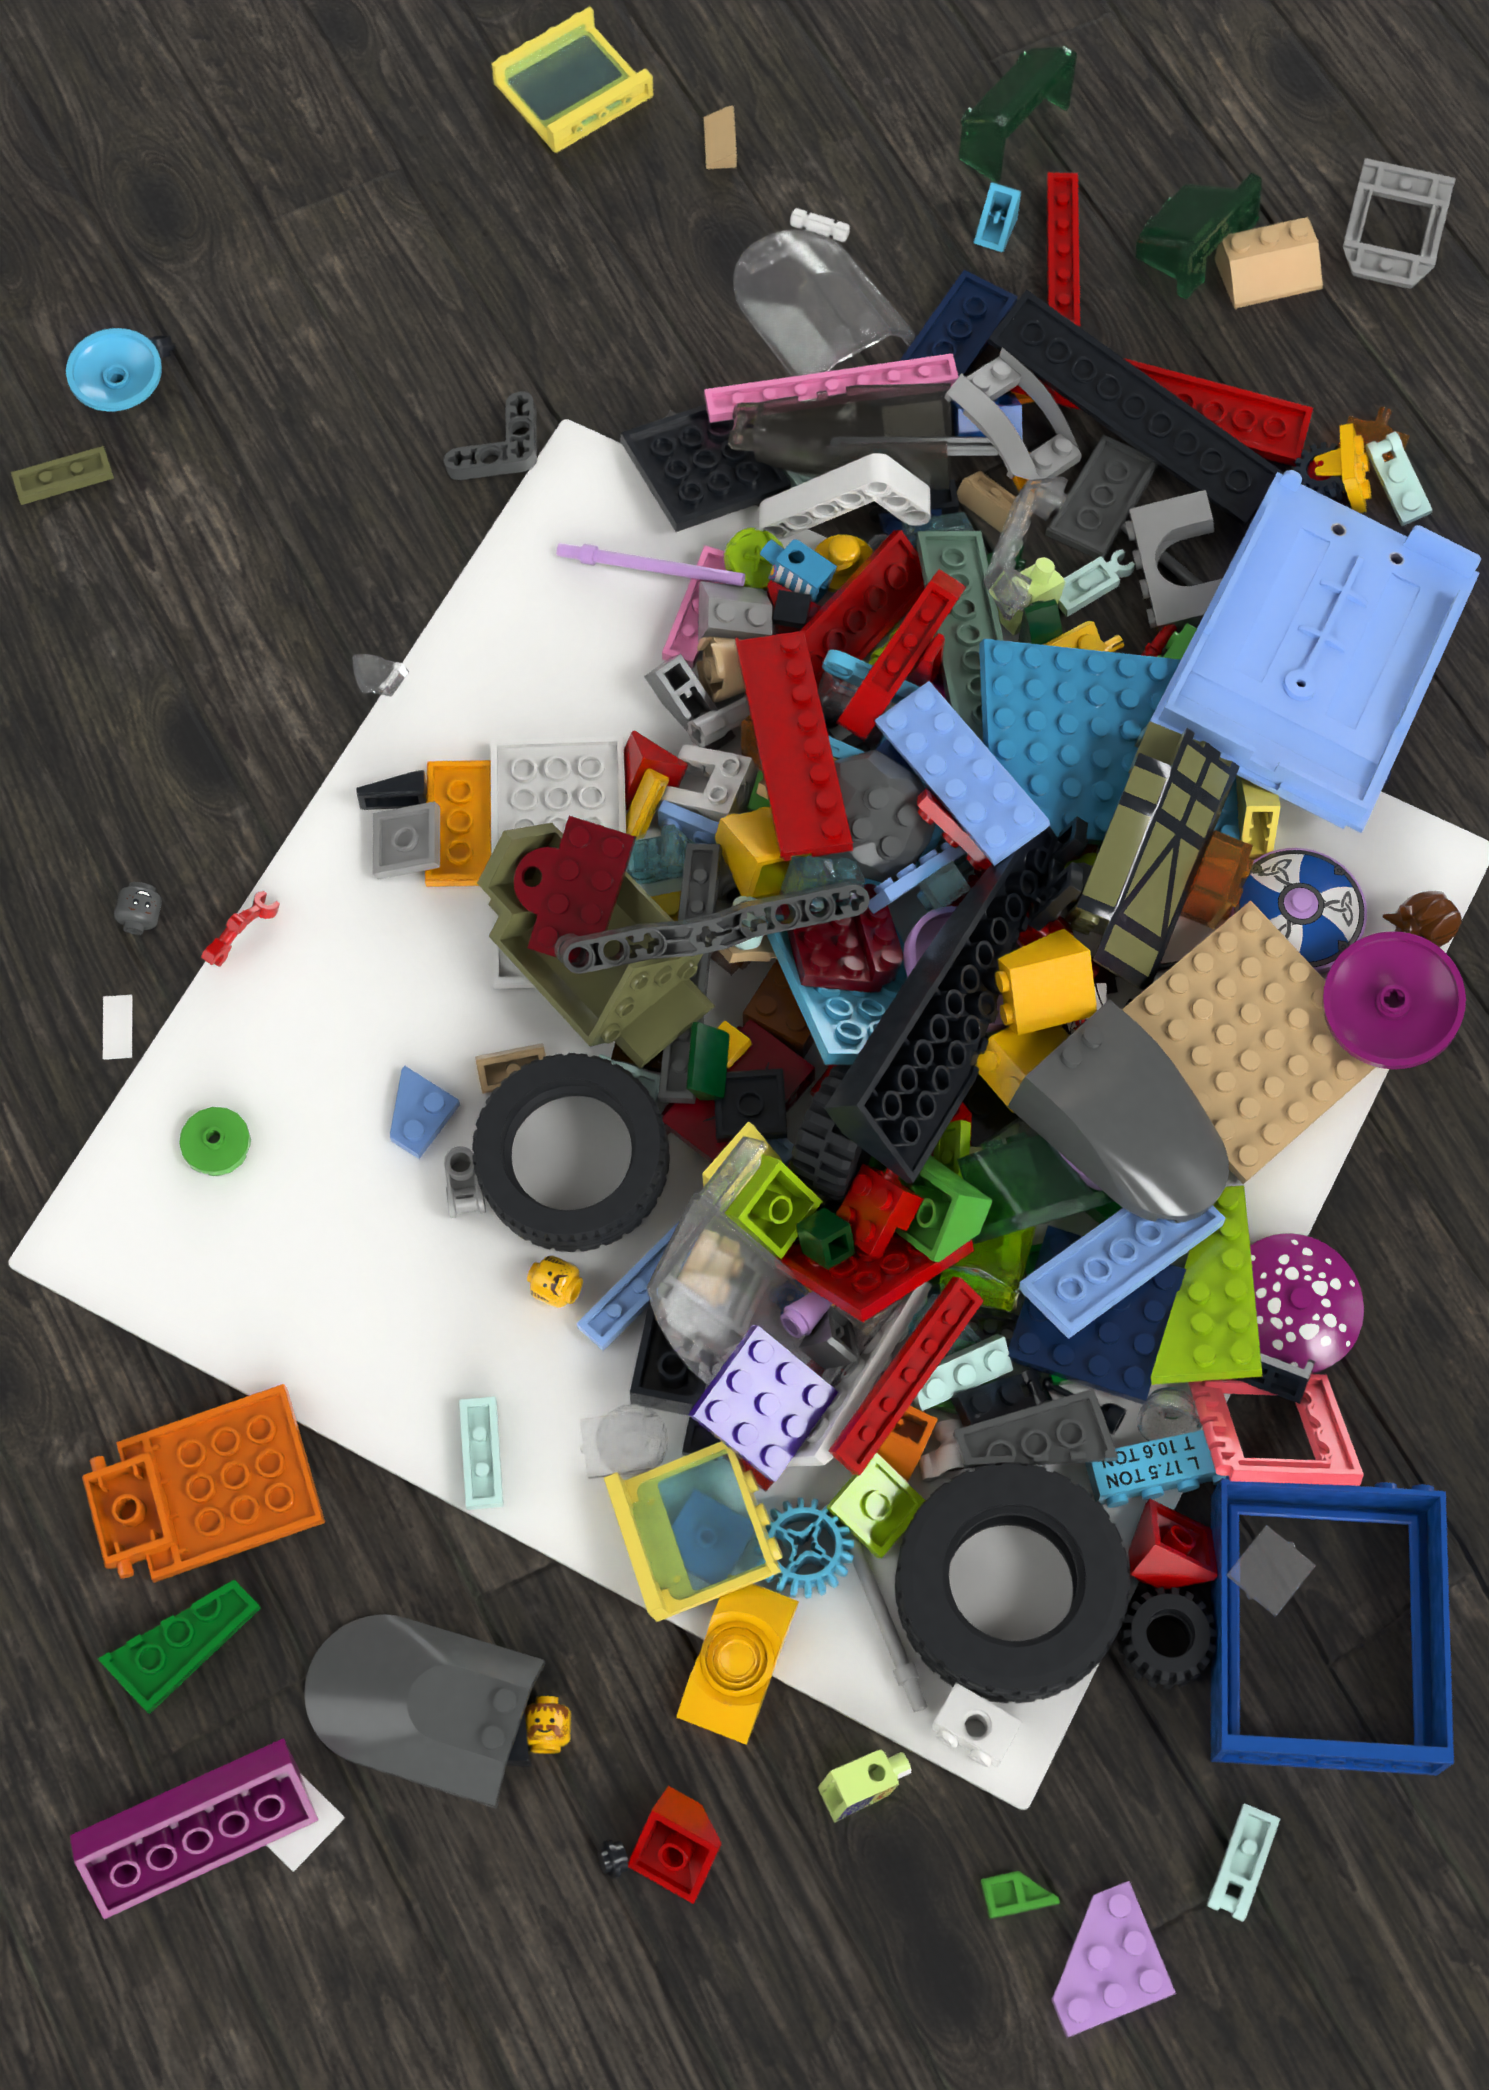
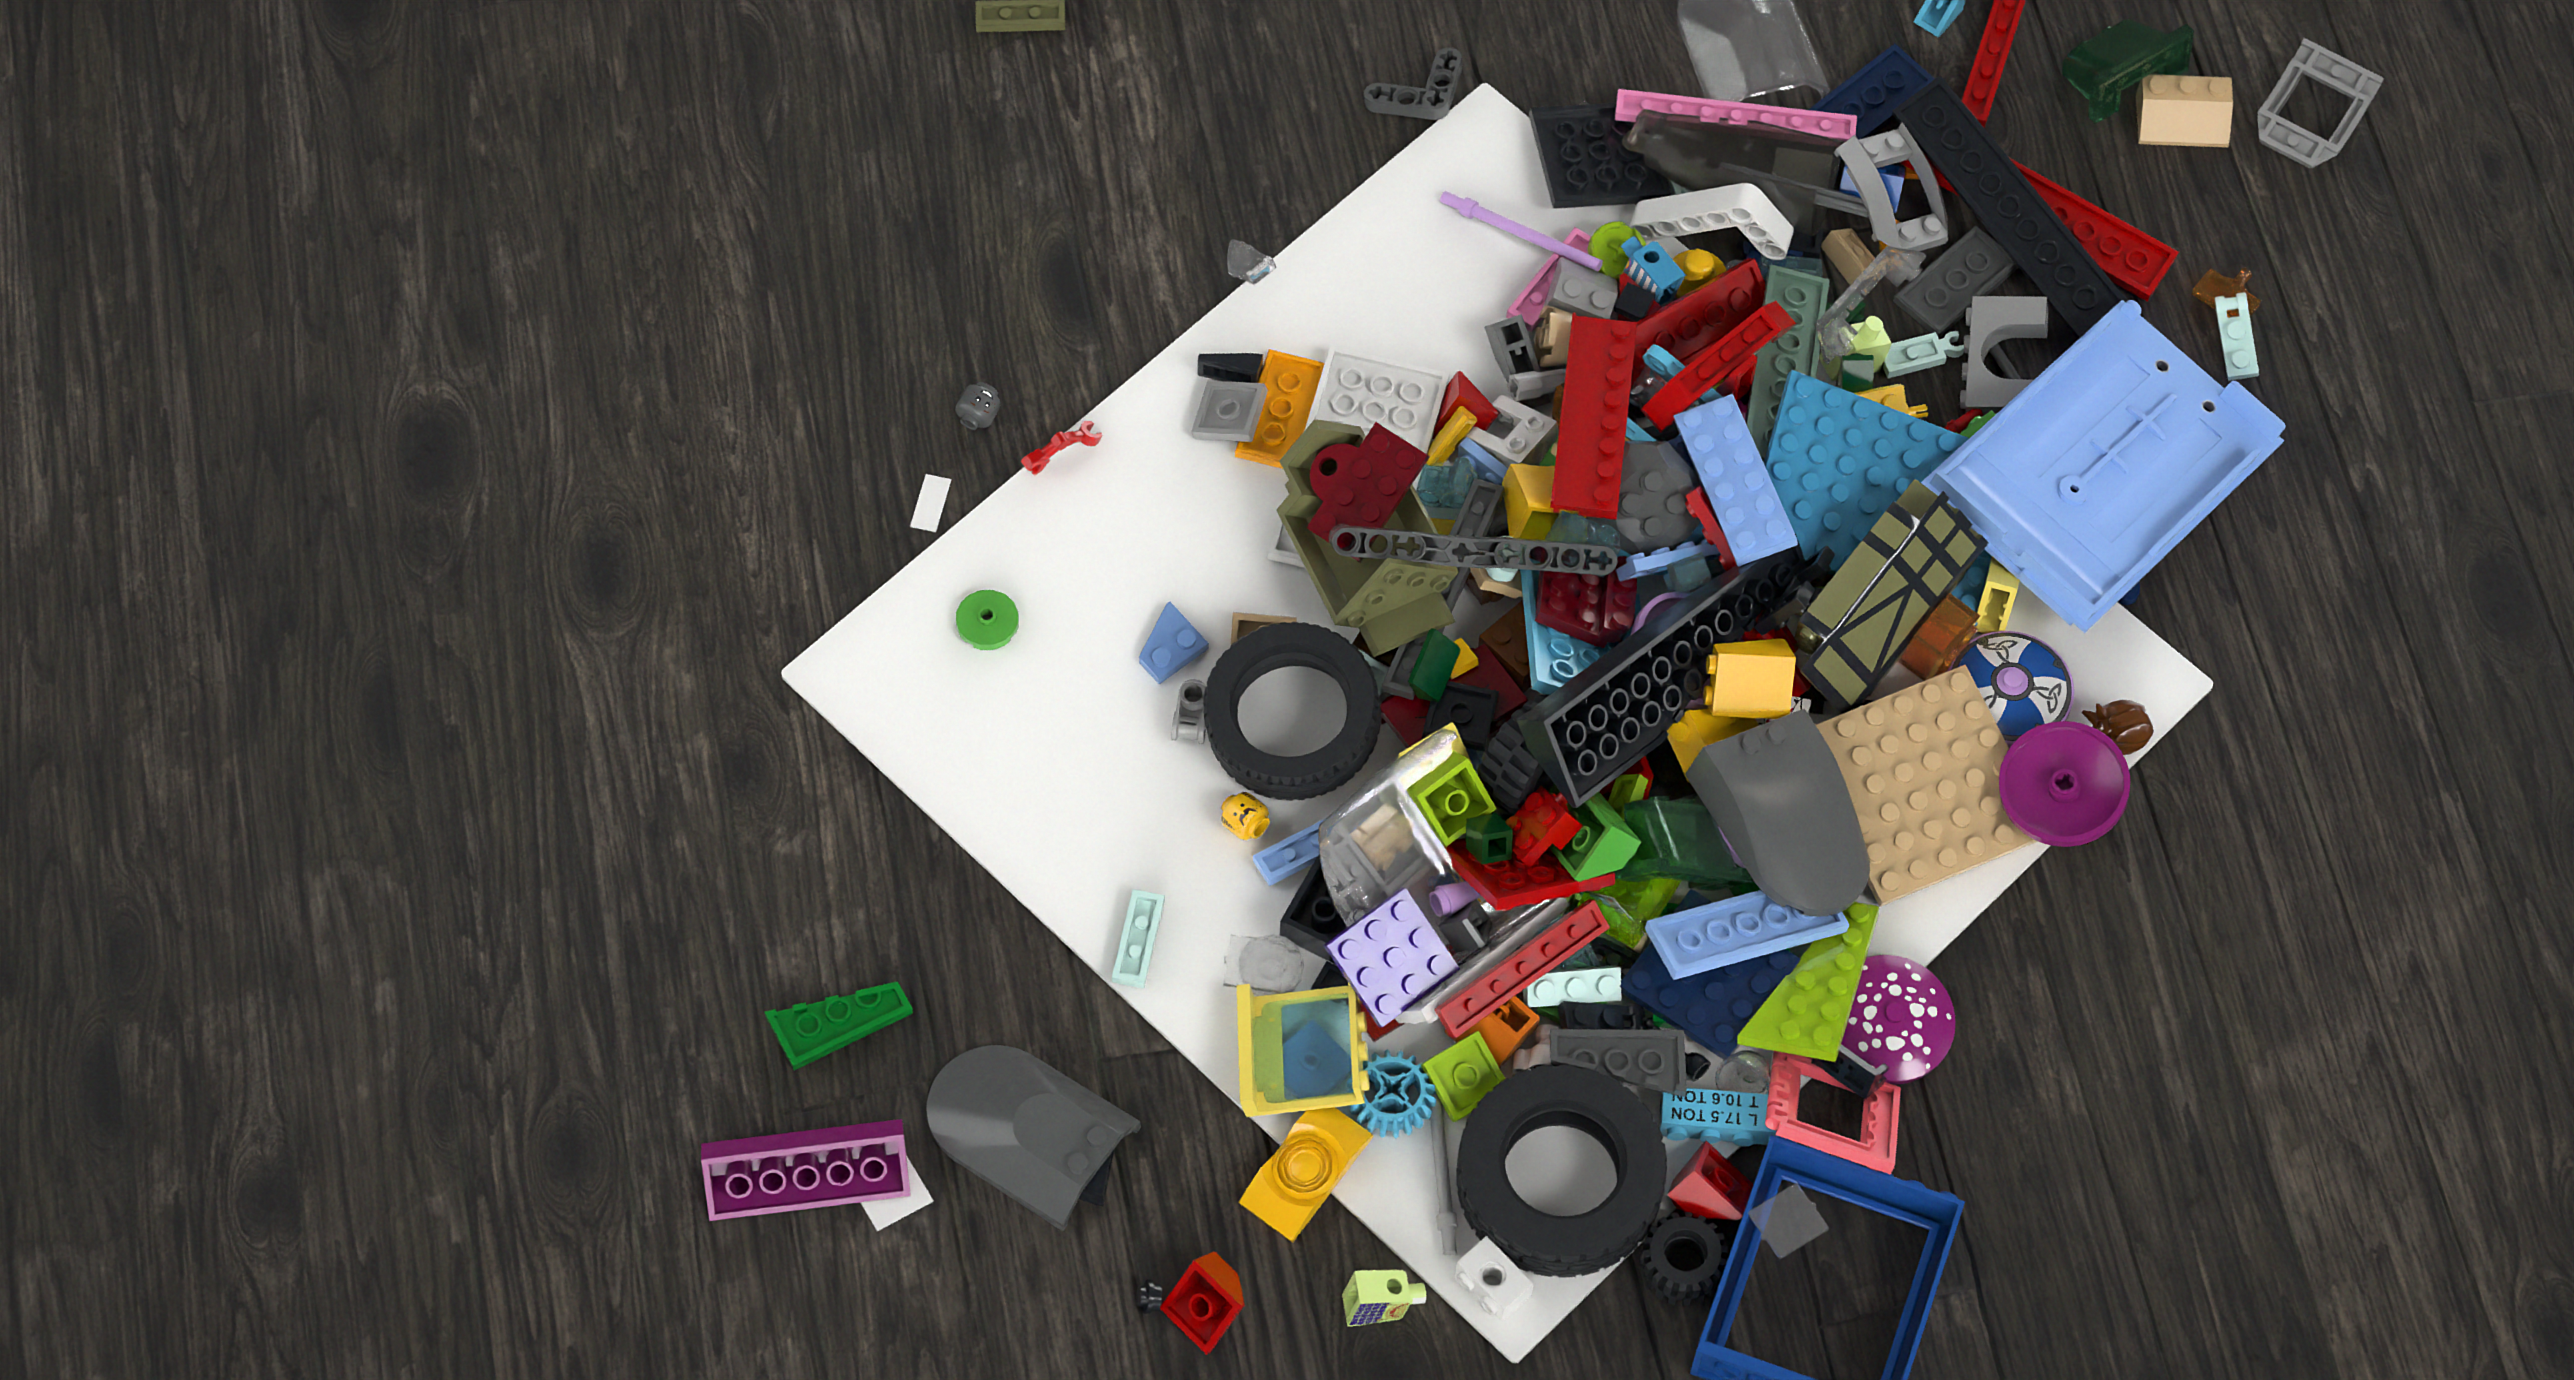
camera: 15 degrees right, 5 degrees down
(204, 1488) = (894, 900): orange plate -> none
(547, 1725) = (1126, 1175): yellow head -> none
(1338, 469) = (2182, 313): yellow plate -> none

